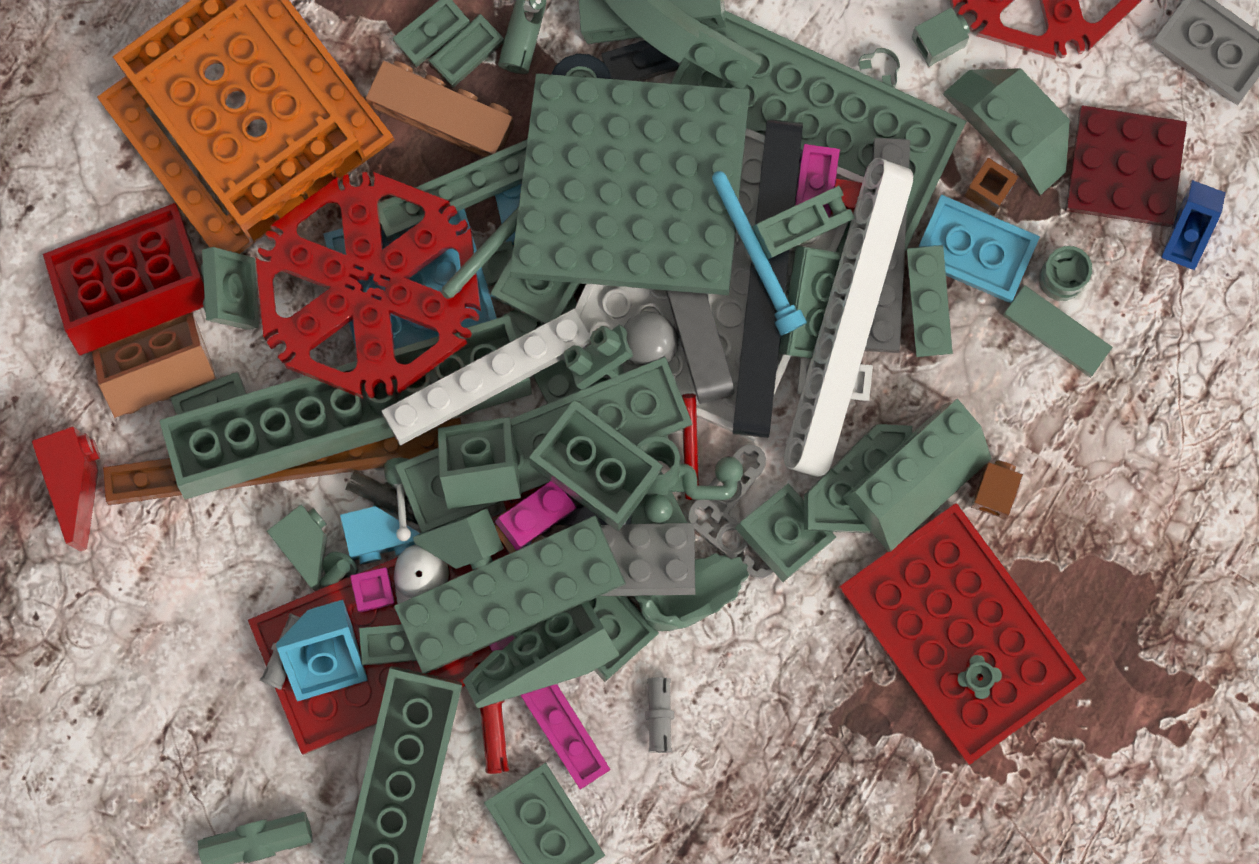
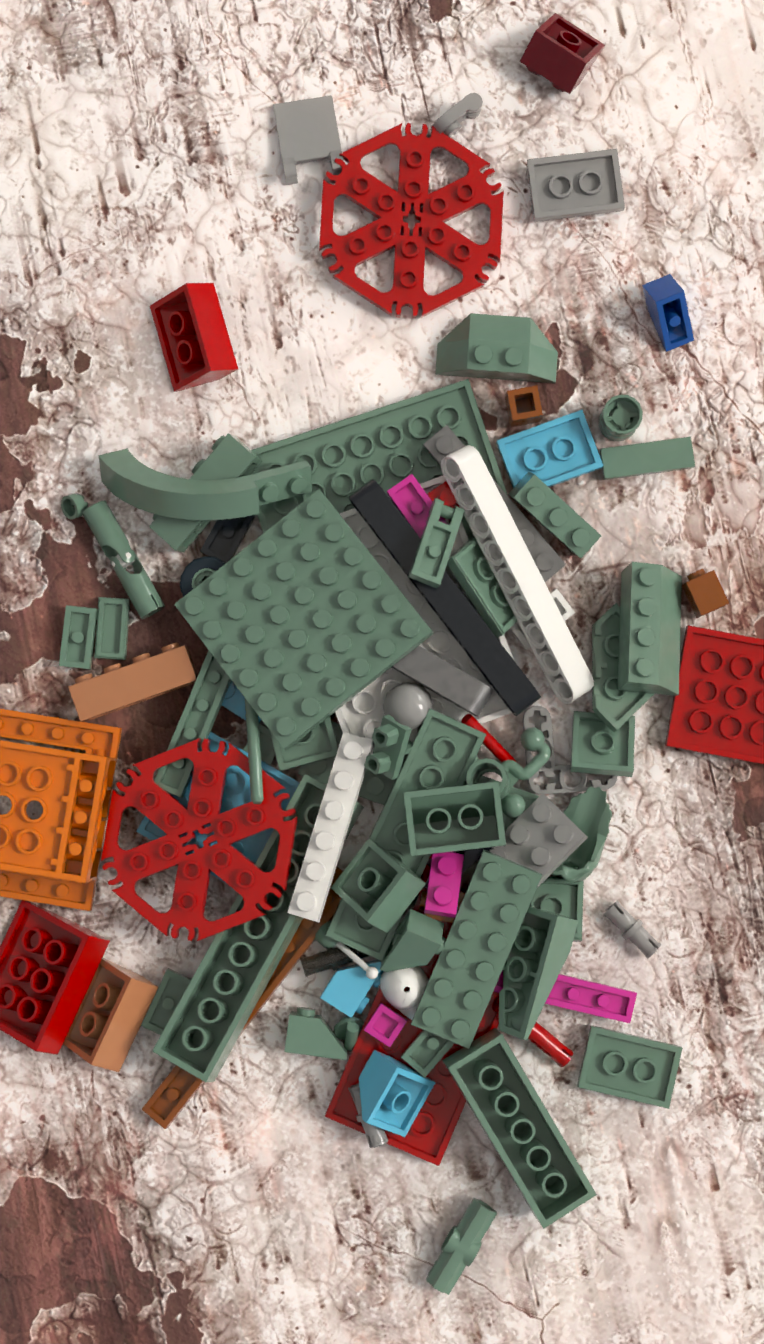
camera: 45 degrees left, 5 degrees up
(71, 480) = (129, 1138): red slope -> none
(230, 288) = (112, 923): sand green plate -> none
(787, 316) = (483, 611): medium azure piece -> none
(866, 64) = (371, 401): sand green piece -> none
(941, 36) = (401, 339): sand green brick -> none
(1126, 166) = (591, 314): dark red plate -> none

